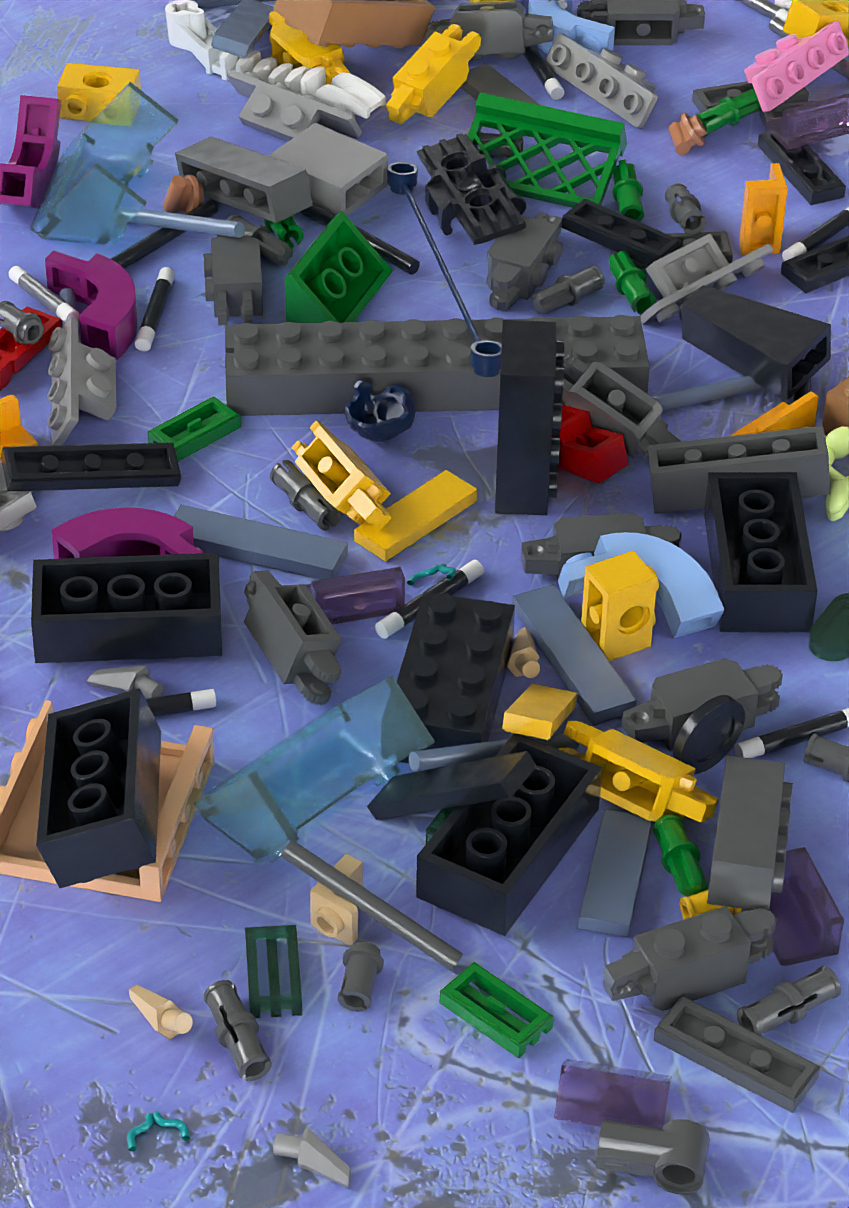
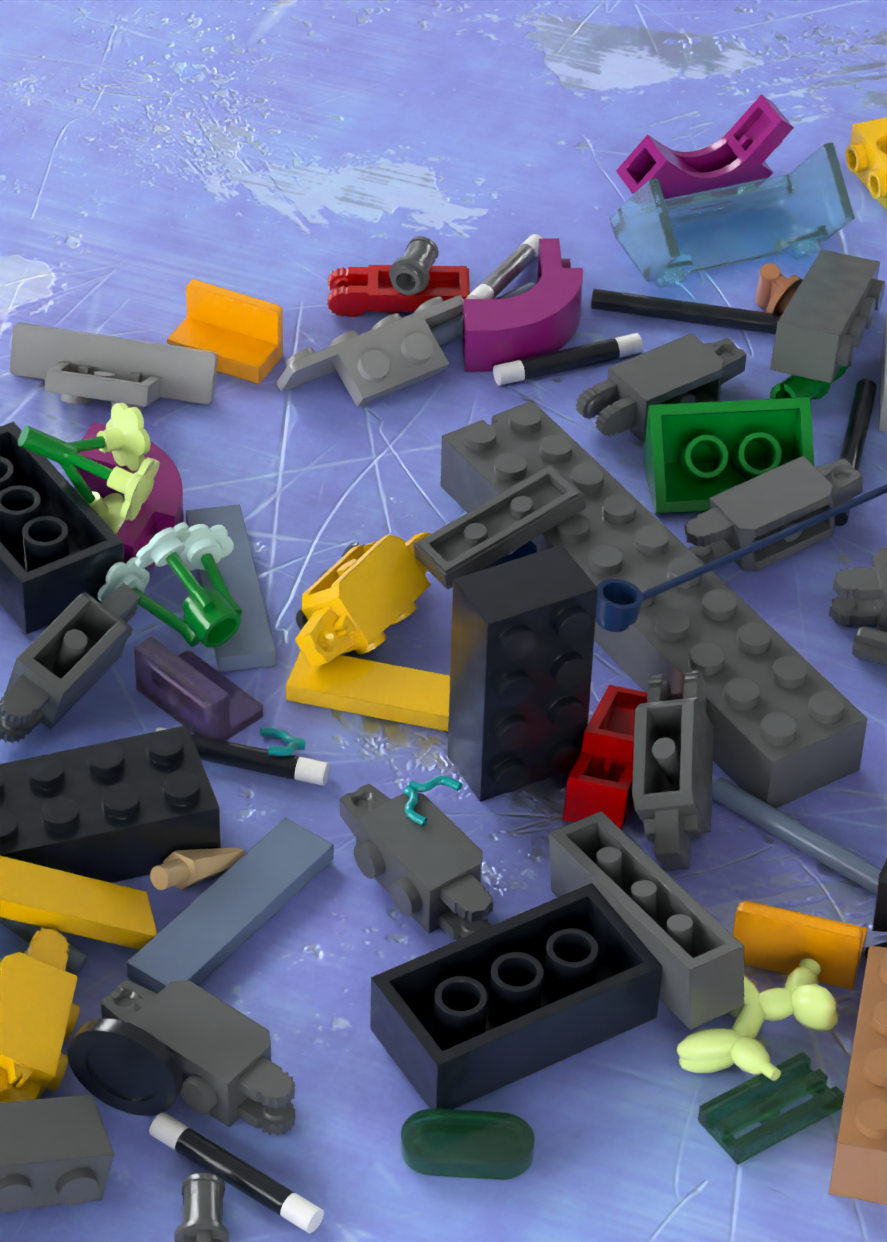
camera: 60 degrees right, 0 degrees up
(90, 466) = (235, 414): black tile -> none
(118, 508) = (128, 444): none -> yellowish green plant
(189, 223) = (711, 307): sand blue bar -> none
(194, 429) = (386, 468): green tile -> none
(270, 246) = (755, 377): dark grey axle -> none
(304, 549) = (208, 614): none -> plant
(350, 383) = (499, 526): none -> dark grey tile
(405, 278) = (769, 506): none -> dark grey hinge
(559, 520) = (414, 787): none -> teal piece
(620, 604) = (295, 901): yellow brick -> none
(684, 586) = (386, 906): light blue arch -> none

